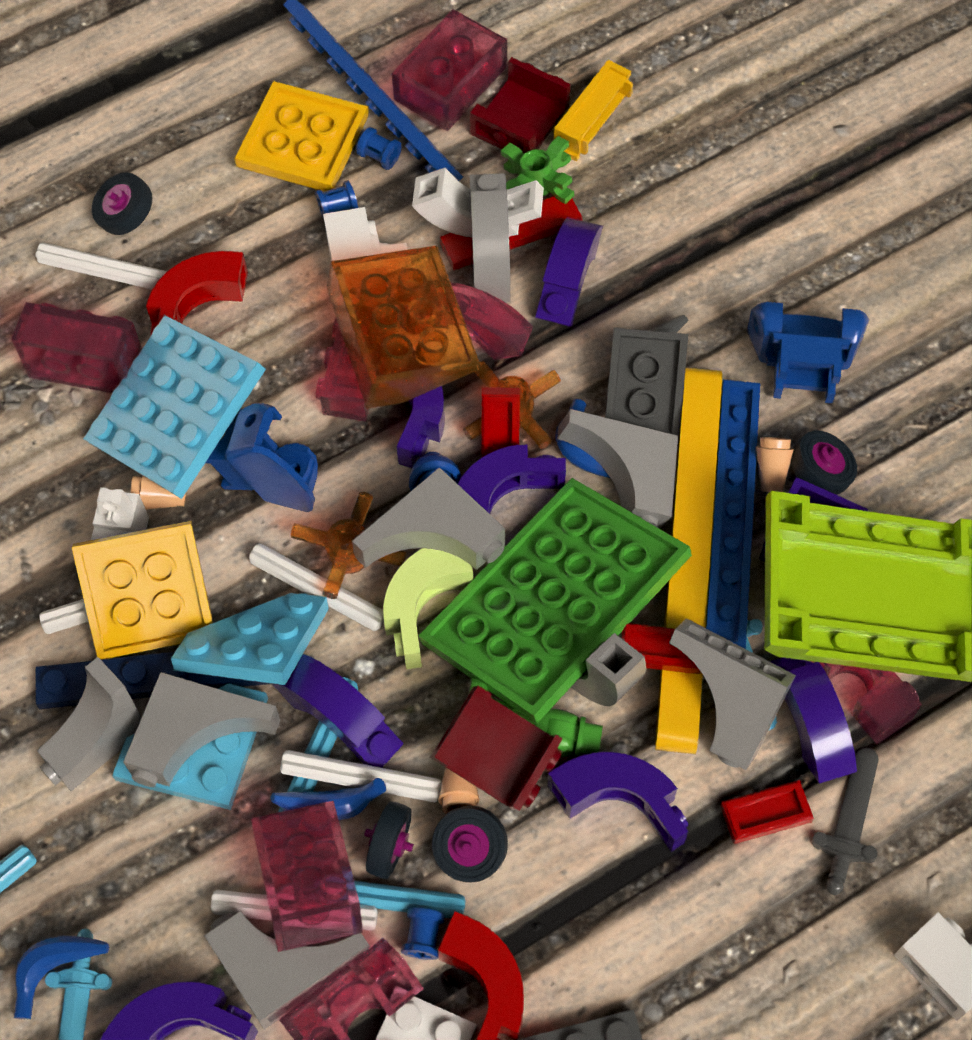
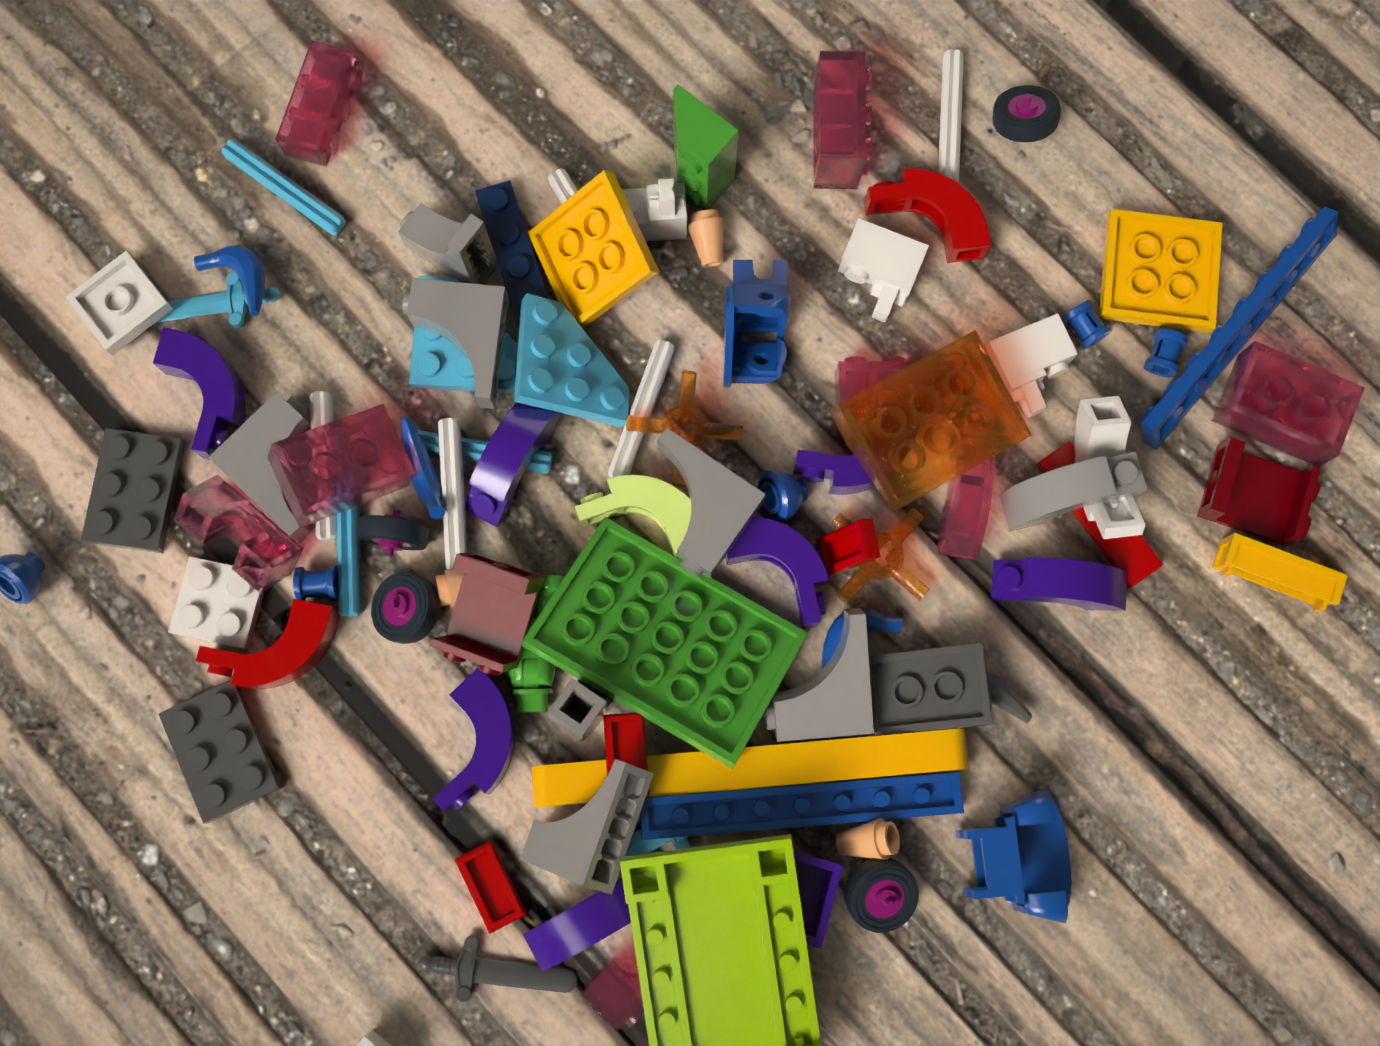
camera: 75 degrees right, 15 degrees up
(68, 466) = (703, 149): none -> bright green slope
(174, 405) = (788, 224): medium azure plate -> none
(245, 335) = (885, 261): none -> white hinge
(540, 166) = (1188, 521): bright green pin -> none

